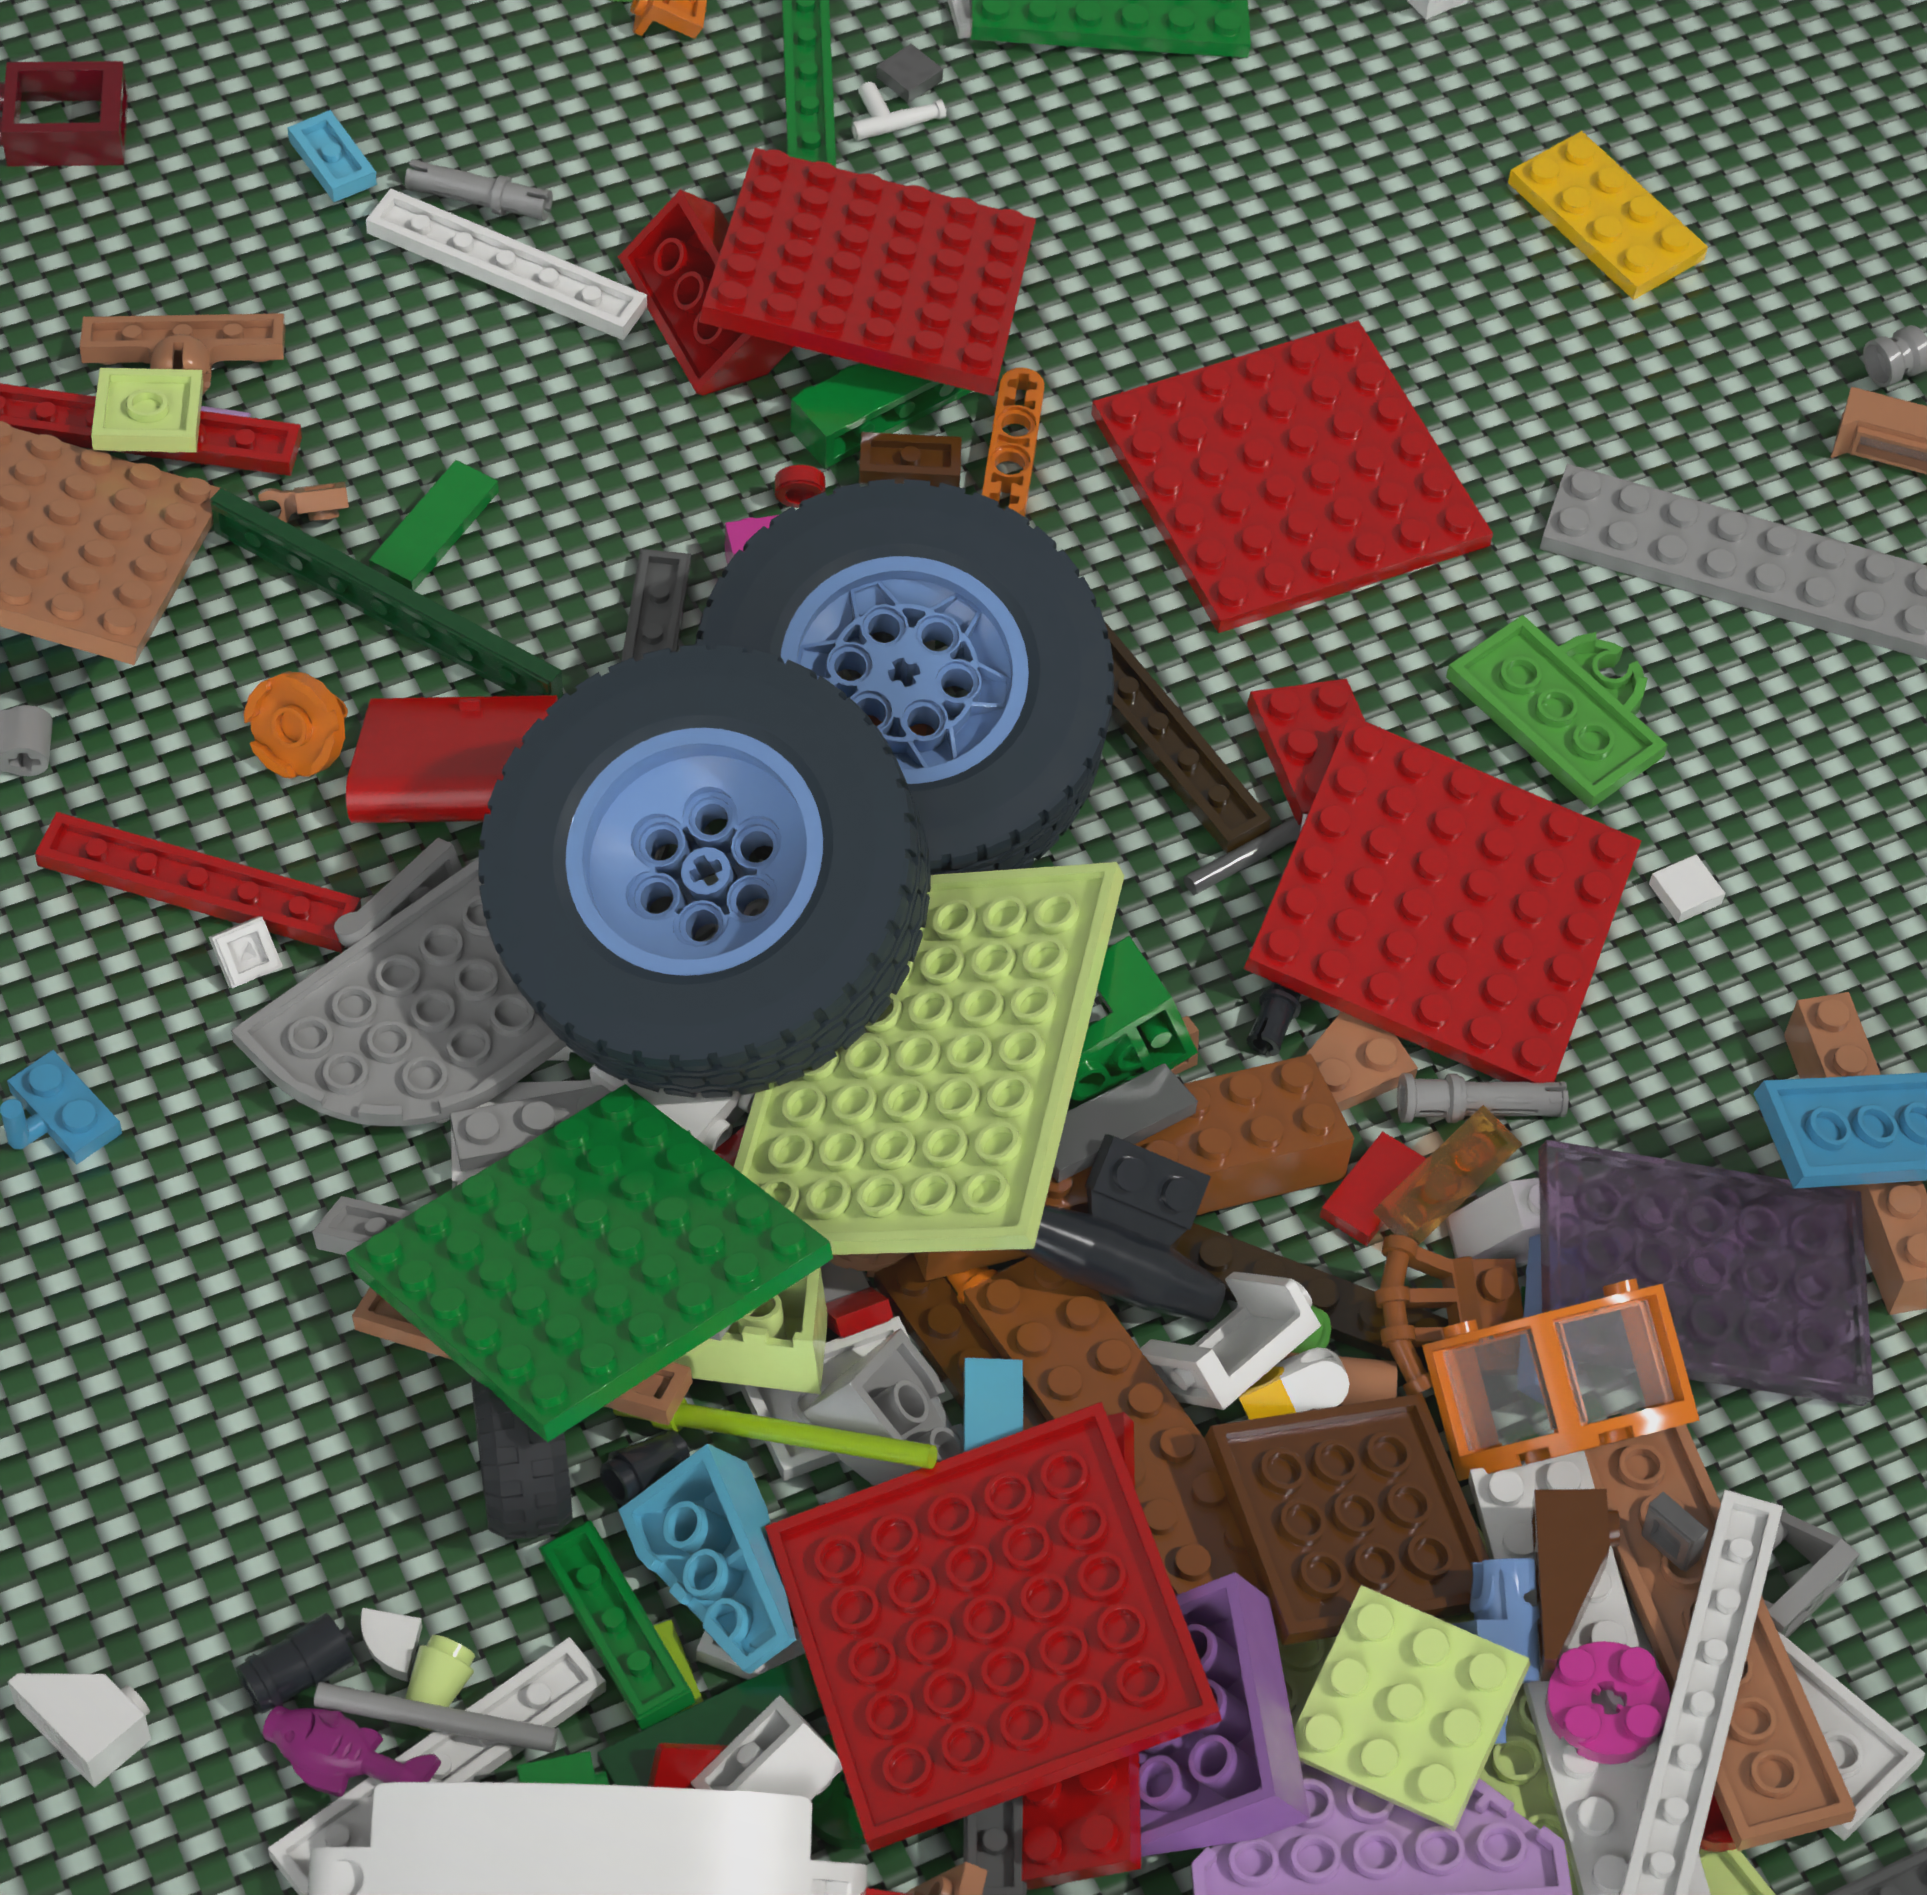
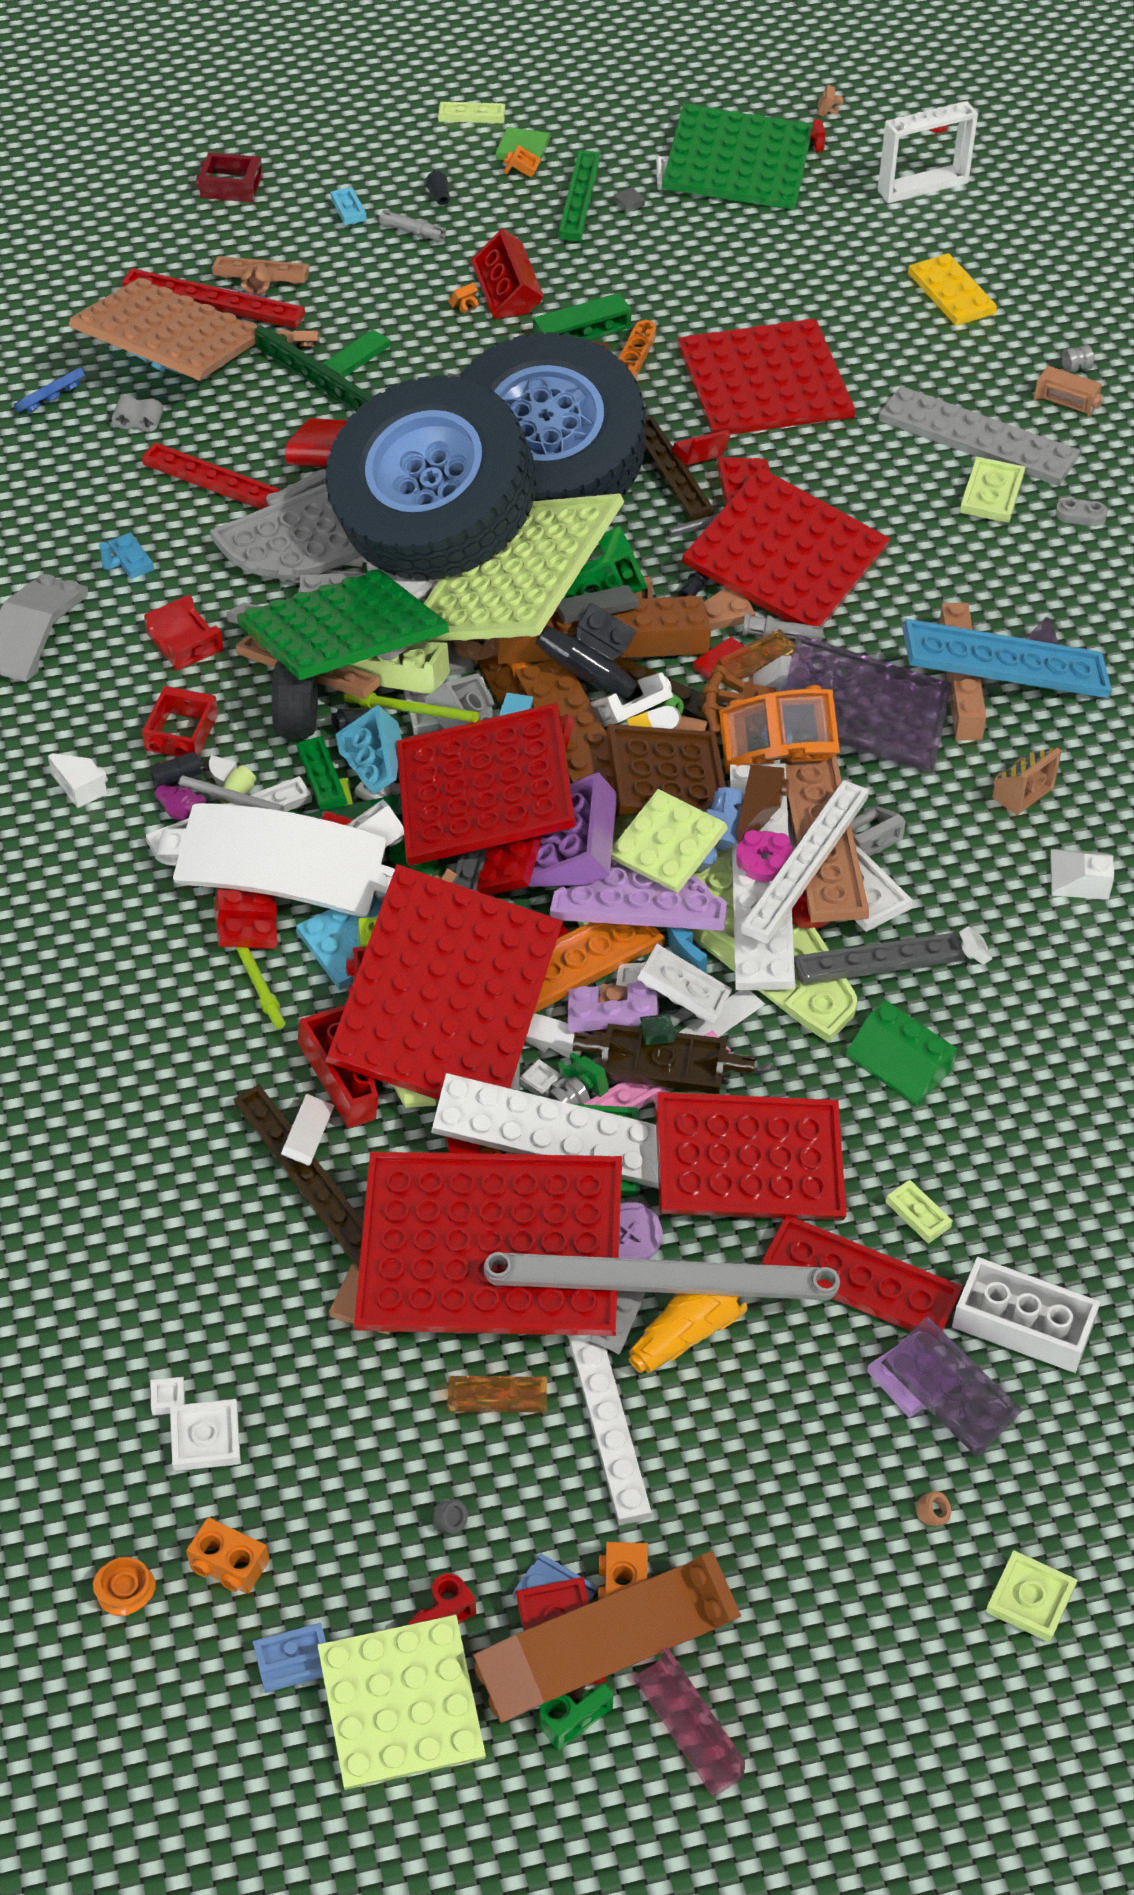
camera: 15 degrees right, 5 degrees down
(147, 410) = (235, 291): yellowish green plate -> none
(227, 1298) = (182, 633): none -> red panel
(245, 952) = (225, 505): white tile -> none
(278, 1485) = (174, 701): none -> red window
(295, 724) = (270, 419): orange tile -> none
(507, 264) = (416, 255): white plate -> none
(511, 88) = (438, 186): none -> black cone
(629, 356) = (464, 295): none -> orange tile
(858, 1312) = (459, 673): red tile -> none
(870, 271) = (583, 269): red plate -> none
(884, 121) = (612, 218): white piece -> none
(1209, 672) = (702, 447): none -> red panel
(1563, 706) = (869, 481): bright green plate -> none
(1674, 1532) = (814, 793): flat silver tile -> none
(1687, 888) = (907, 561): white tile -> none
(1812, 693) = (992, 489): none -> yellowish green plate

